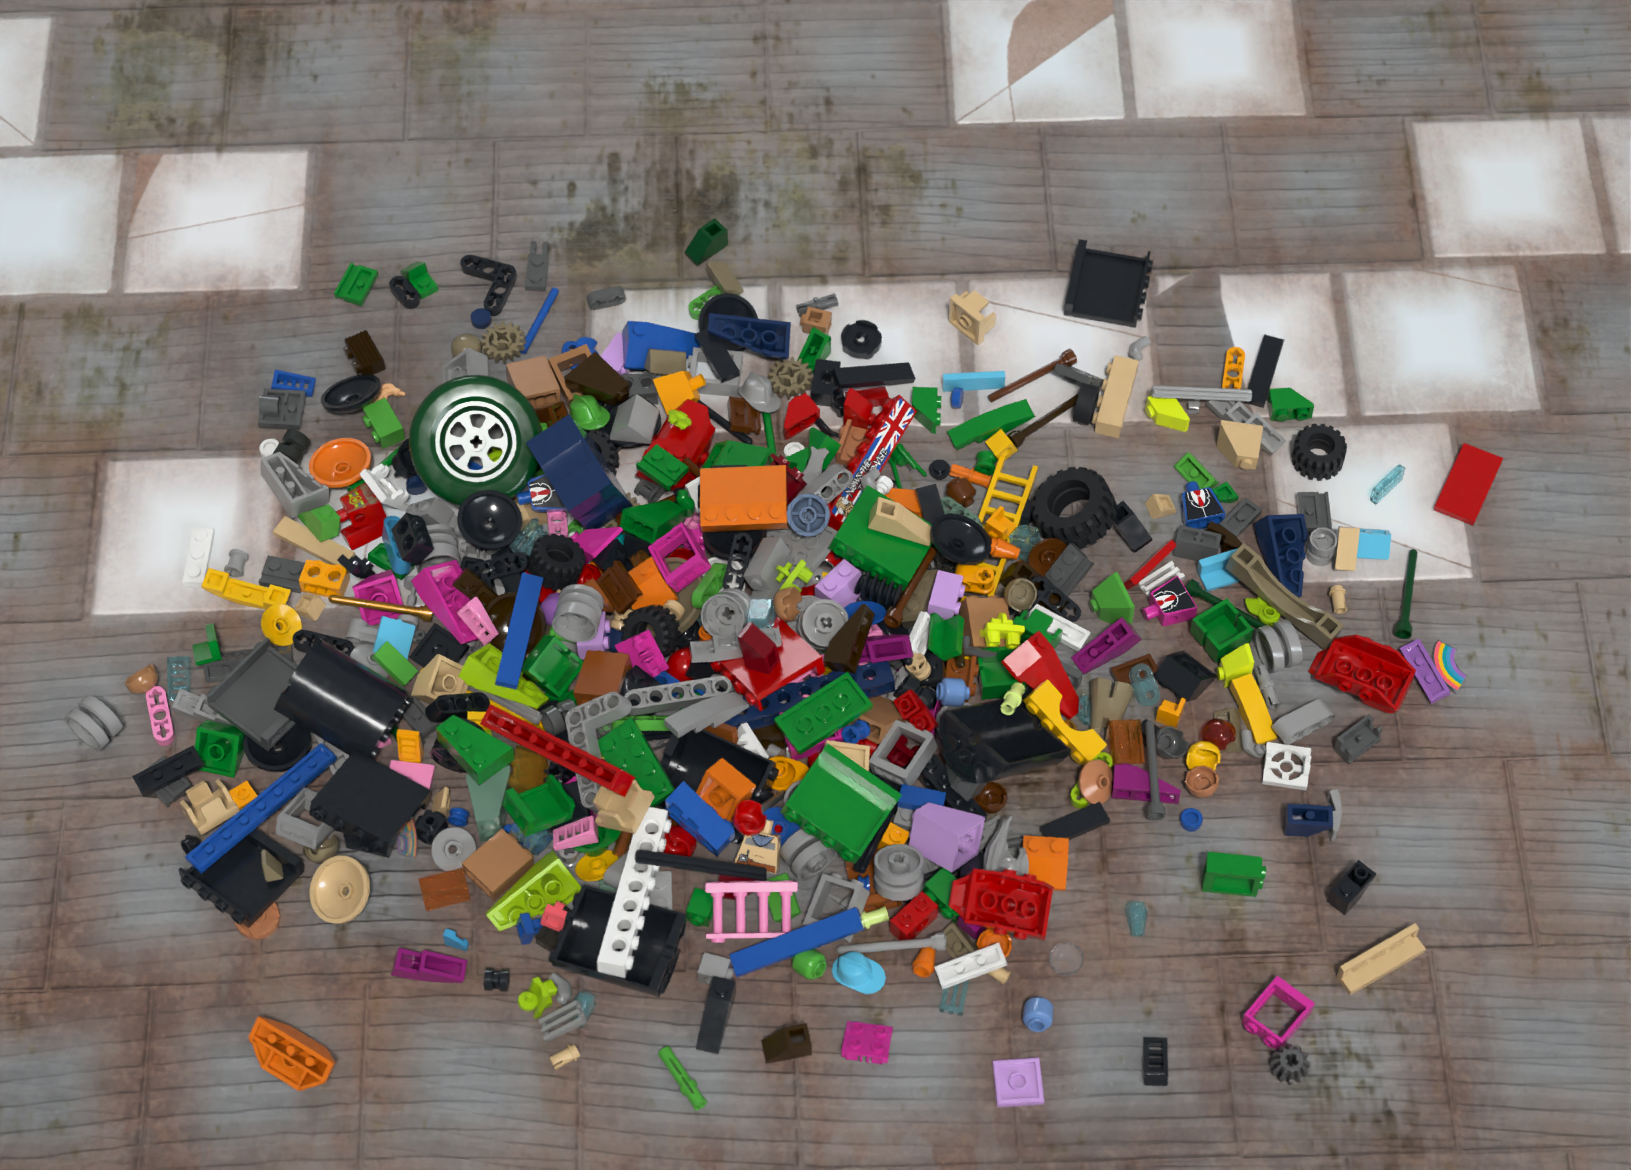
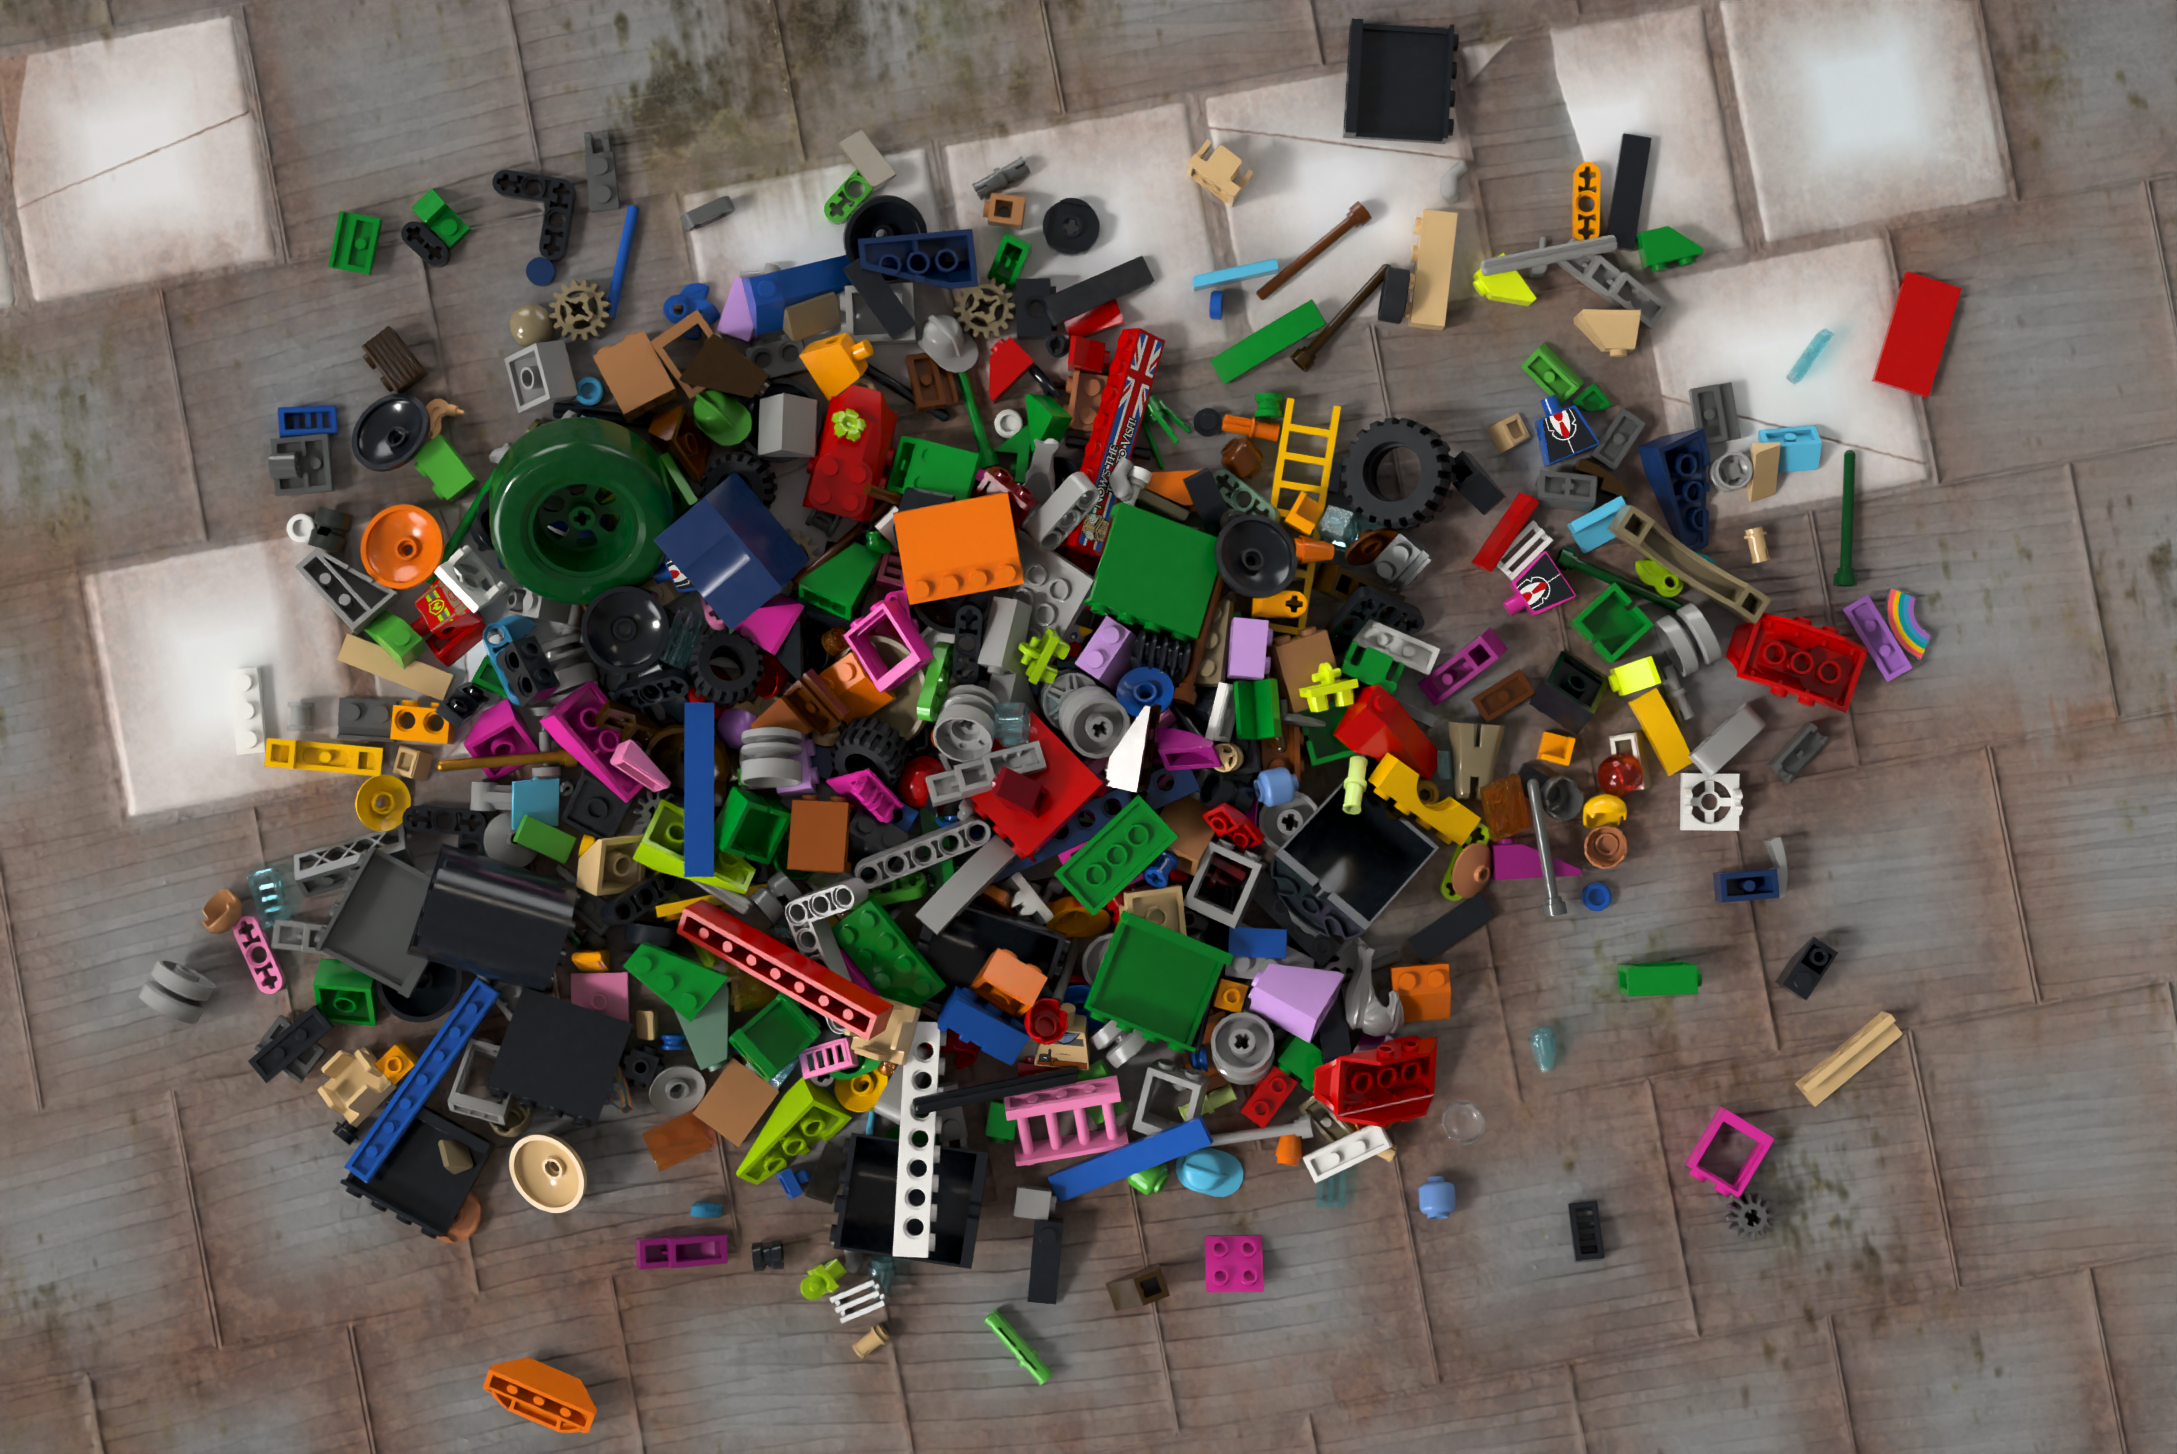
camera: 10 degrees left, 30 degrees up
(209, 650) = (296, 855): green panel -> none
(554, 916) = (824, 1172): coral tile -> none
(662, 467) = (839, 506): green plate -> none
(675, 607) = (893, 716): tan tile -> none
(707, 242) = (830, 101): dark green slope -> none
(786, 603) = (1042, 703): medium nougat hair -> none
(808, 514) = (1051, 566): sand blue cylinder -> none
(898, 521) = (1173, 559): tan slope -> none
(926, 403) = (1174, 326): green slope -> none
(1001, 445) = (1286, 374): yellow bracket -> none
(1018, 1082) = (1423, 1285): lavender tile -> none
(1020, 594) = (1344, 627): dark tan hair -> none
(1073, 374) = (1378, 248): dark grey plate -> none
(1112, 600) = (1463, 603): bright green slope -> none
(1143, 685) = (1518, 720): clear light blue plate -> none
(1249, 746) = (1662, 782): light grey arm -> none
(1319, 465) = (1731, 304): black tyre -> none

